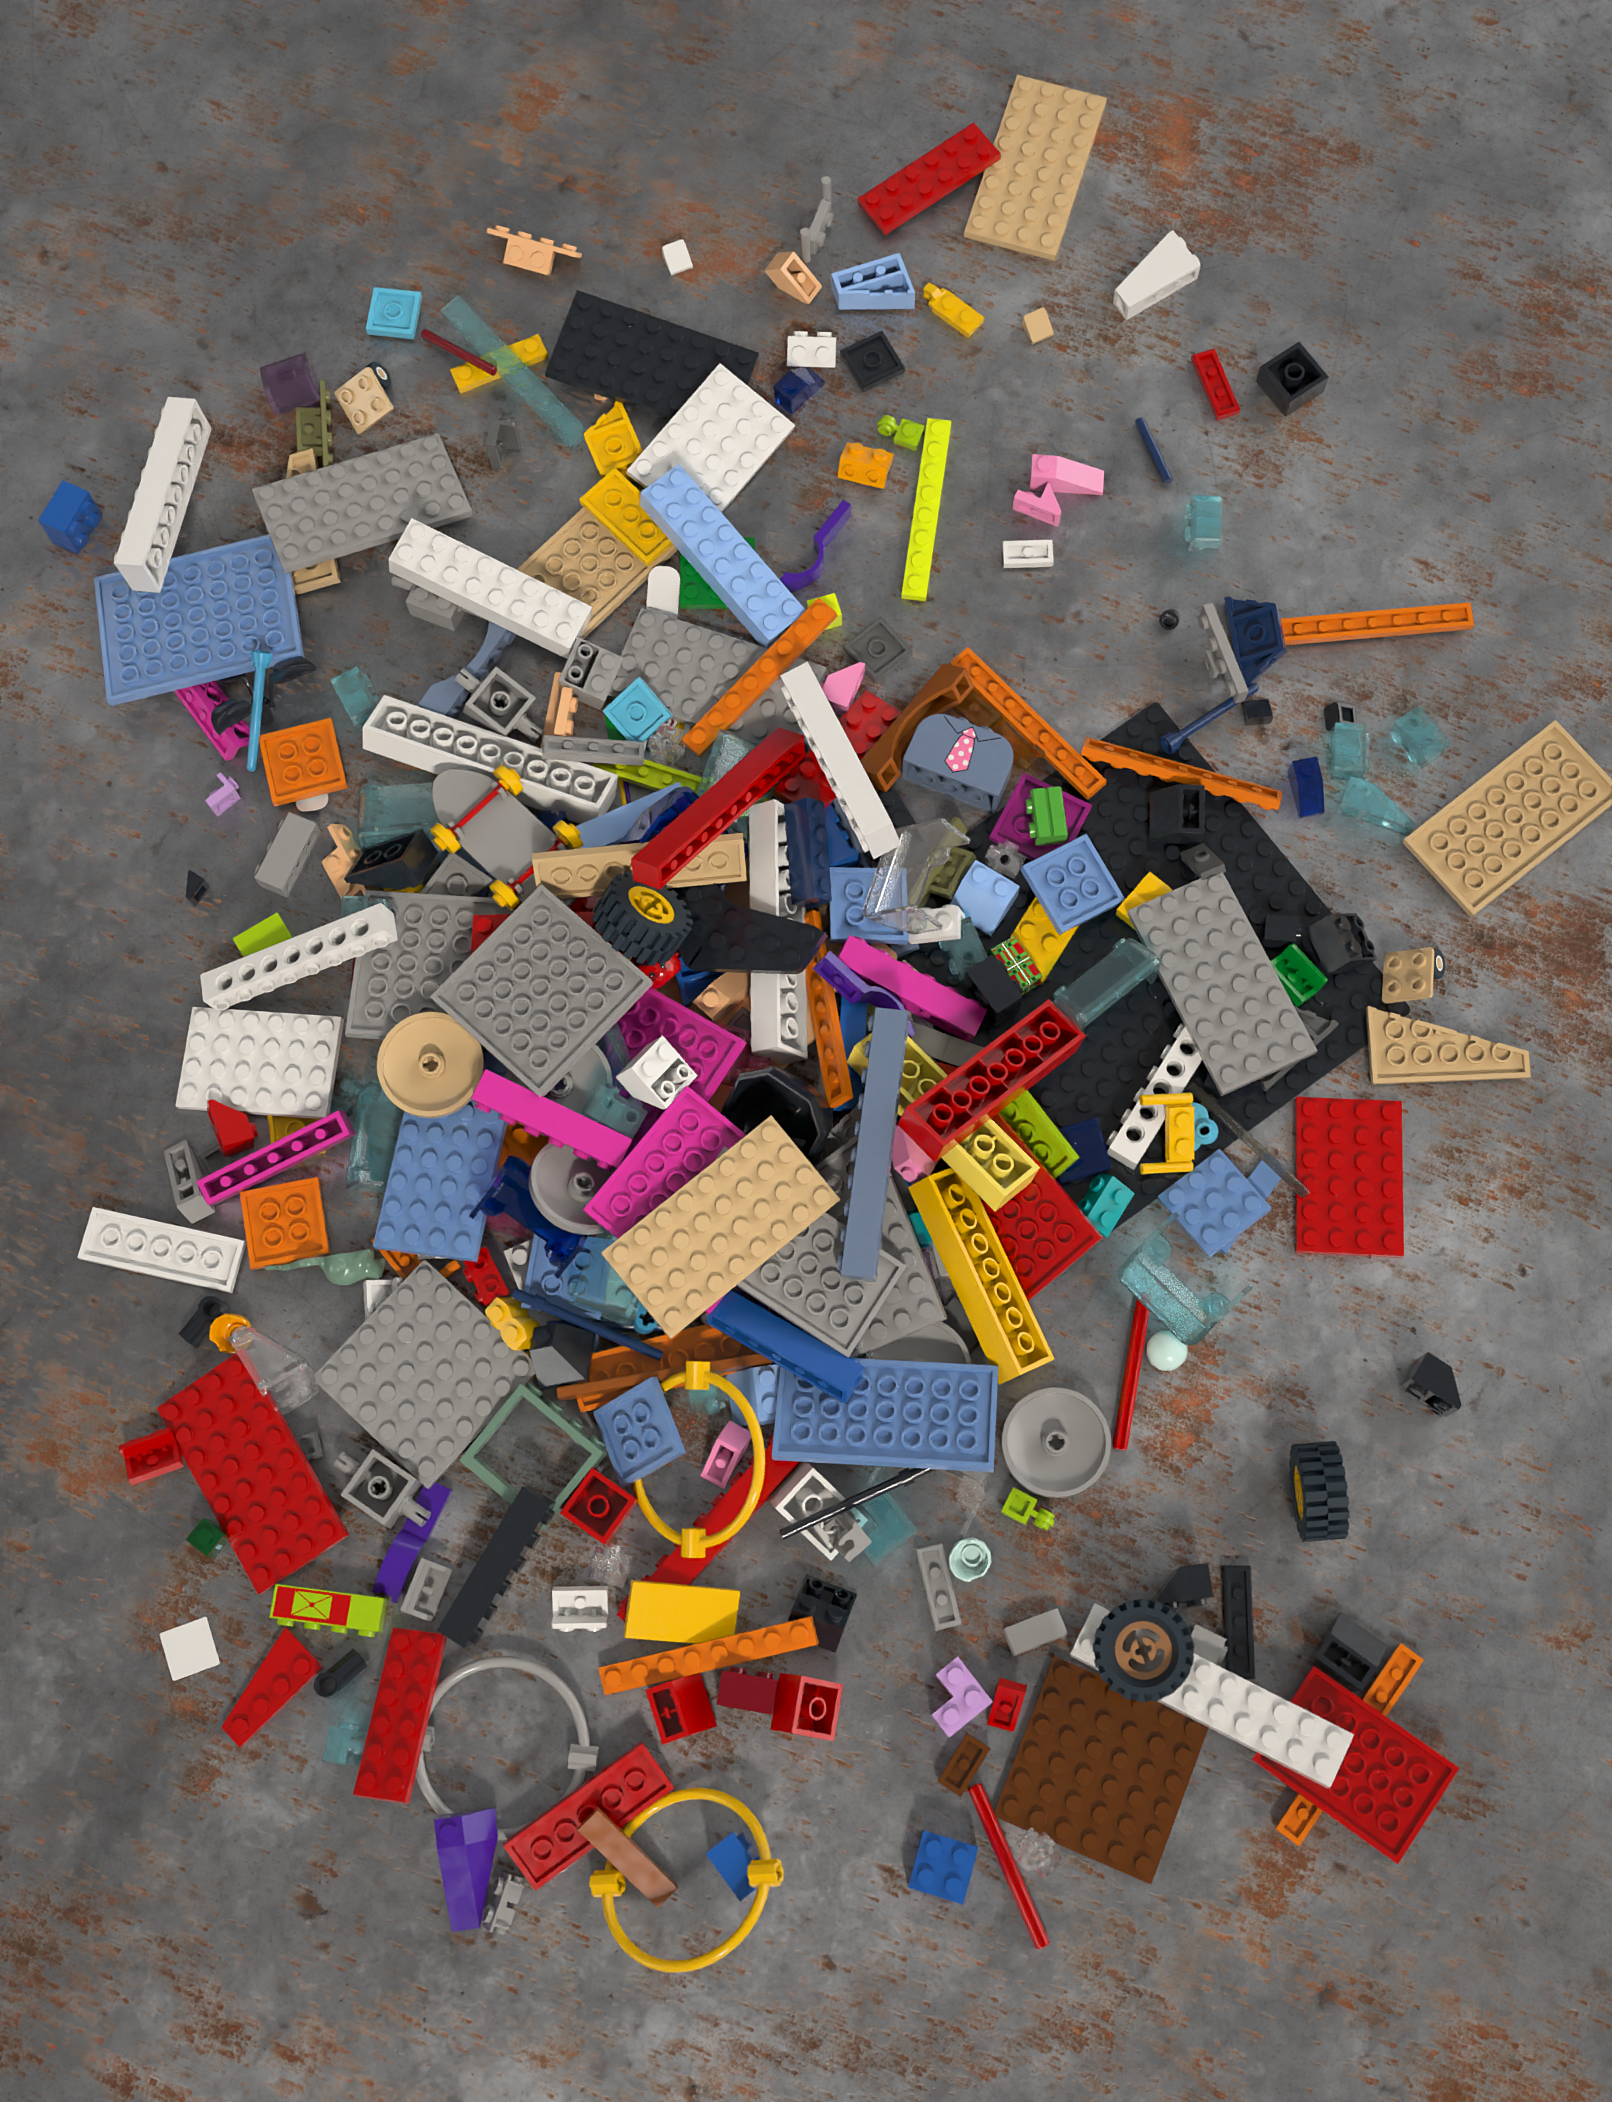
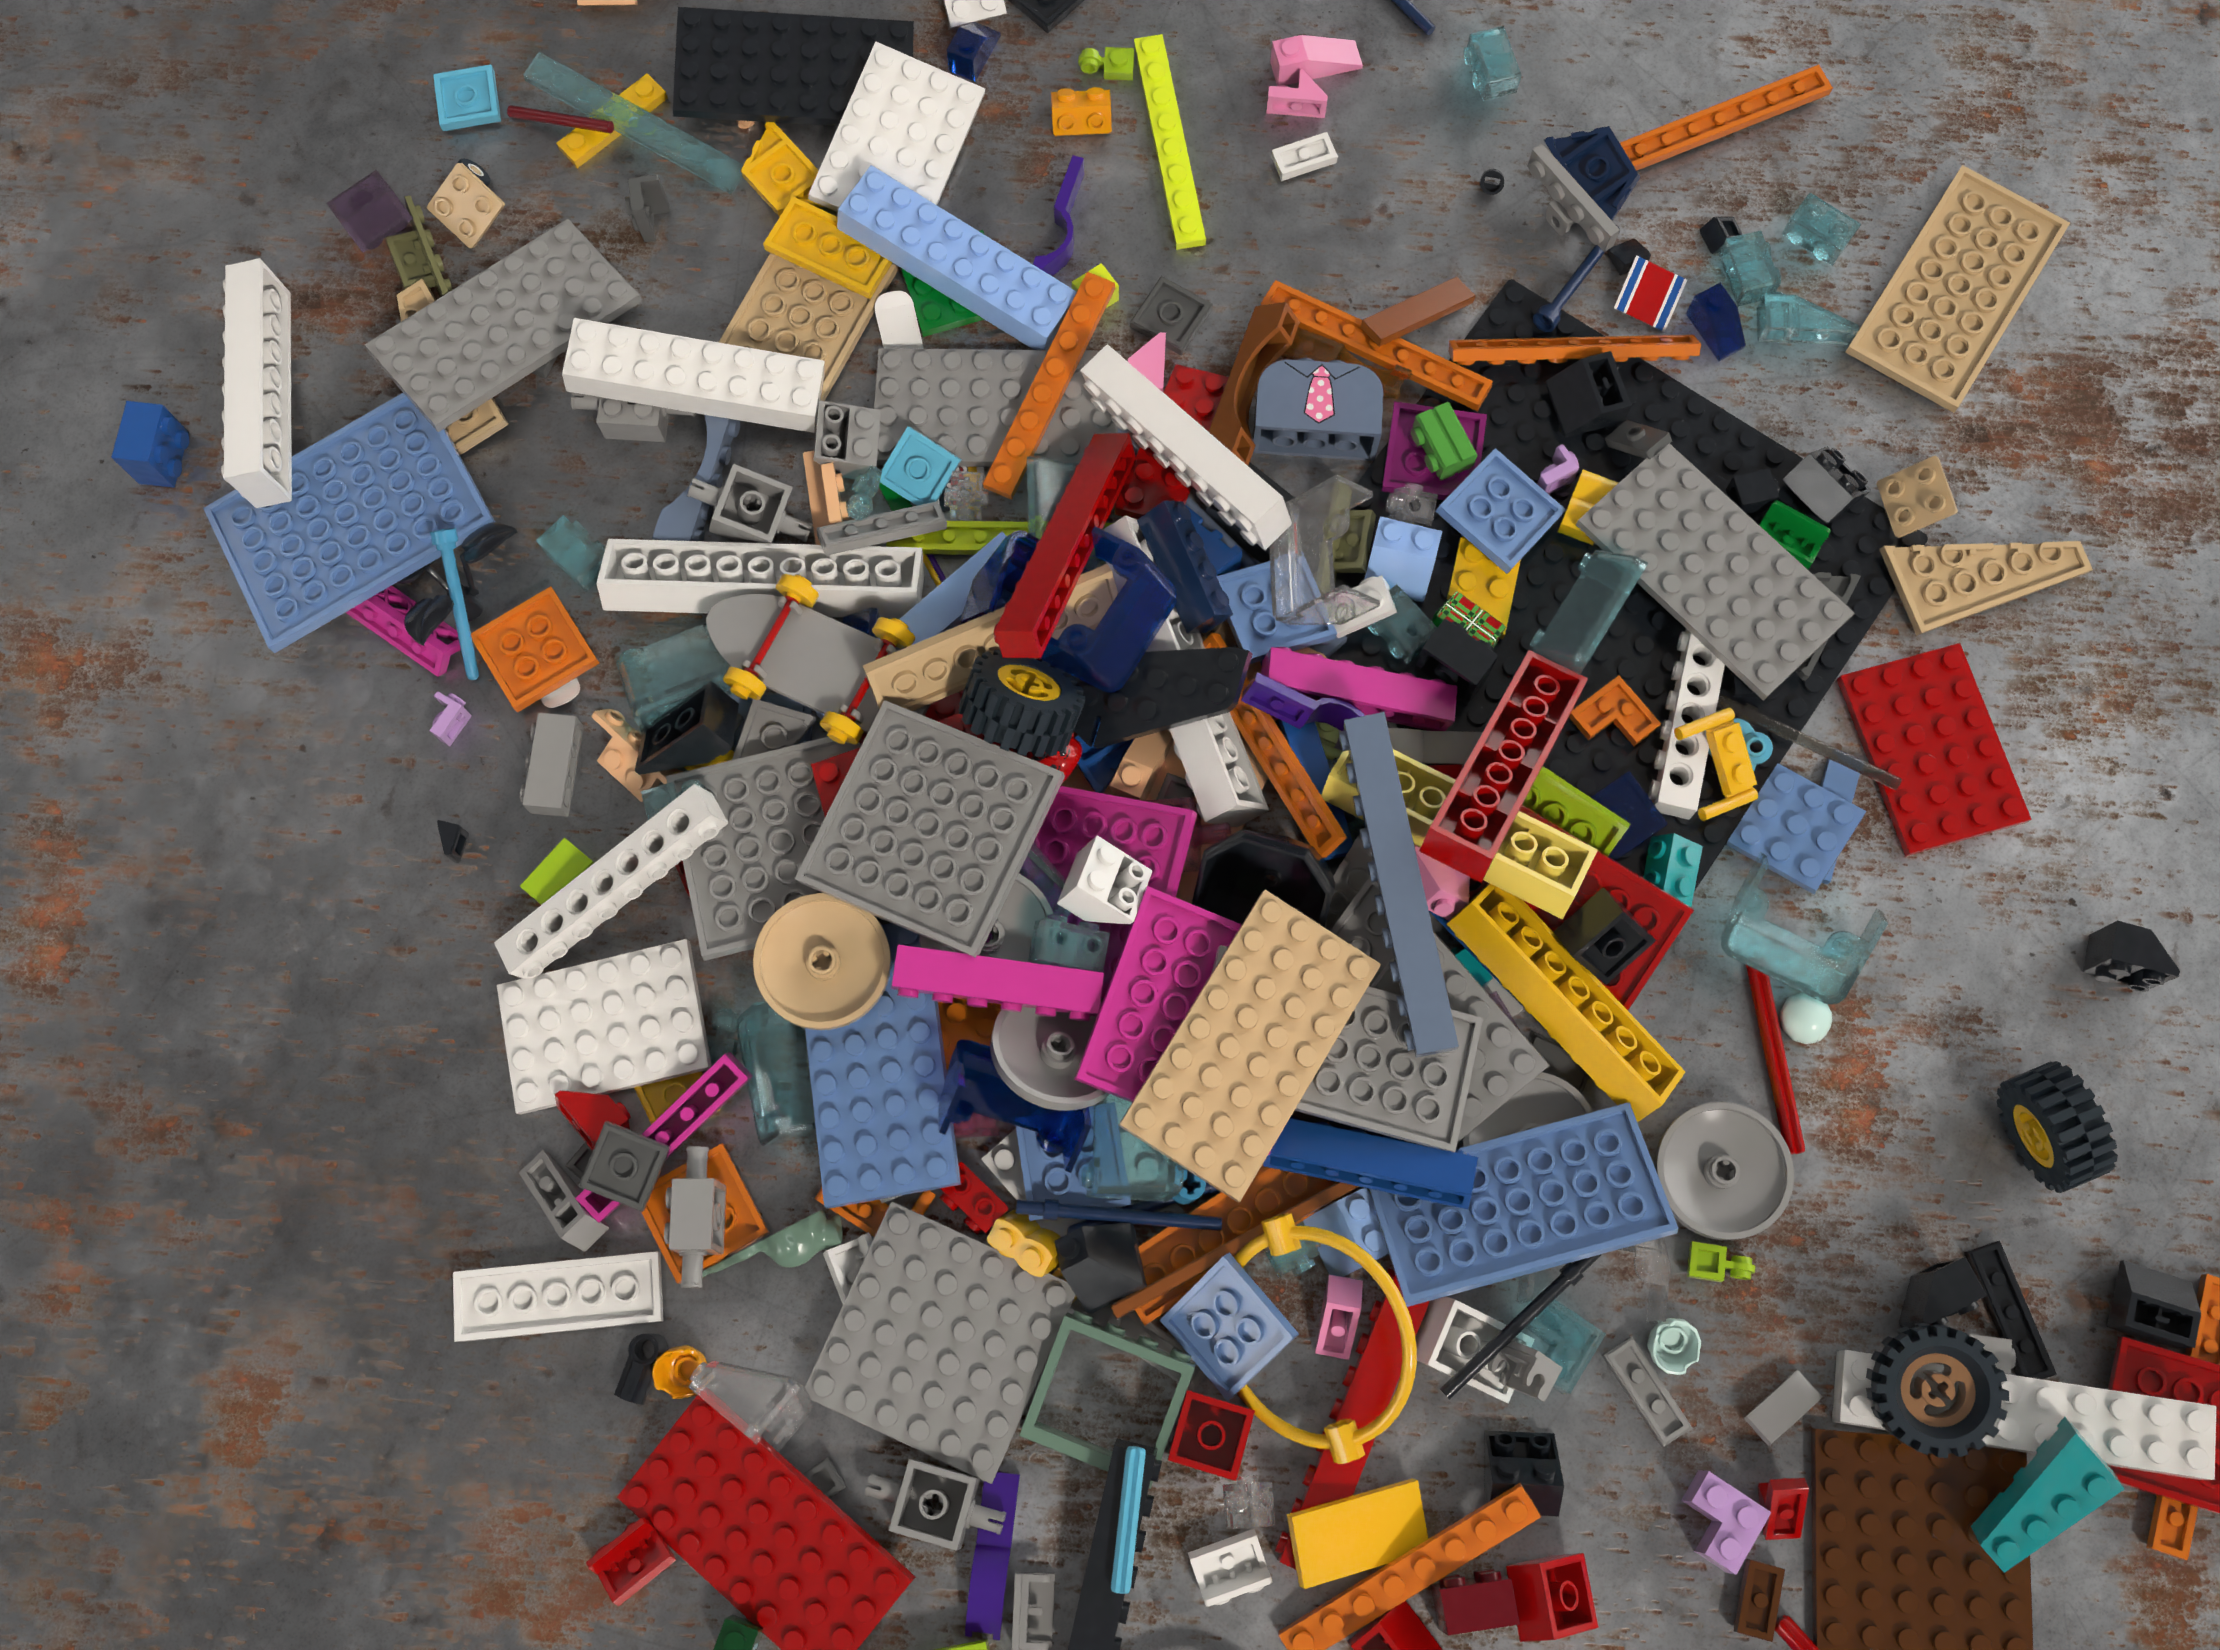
camera: 20 degrees left, 0 degrees up
(239, 1169) = (624, 1166): none -> dark grey tile
(278, 1223) = (695, 1217): none -> light grey brick
(513, 1543) = (1128, 1520): none -> medium azure axle
(591, 714) = (865, 488): none -> clear light blue plate
(741, 885) = (1125, 632): none -> clear blue windscreen
(1026, 1236) = (1604, 936): none -> black slope
(1070, 706) = (1417, 311): none -> dark orange tile
(1105, 1062) = (1615, 704): none -> orange plate
(1131, 871) = (1561, 472): none -> lavender bracket
(1199, 1757) = (2046, 1497): none -> teal wedge
(1262, 747) = (1650, 293): none -> sticker

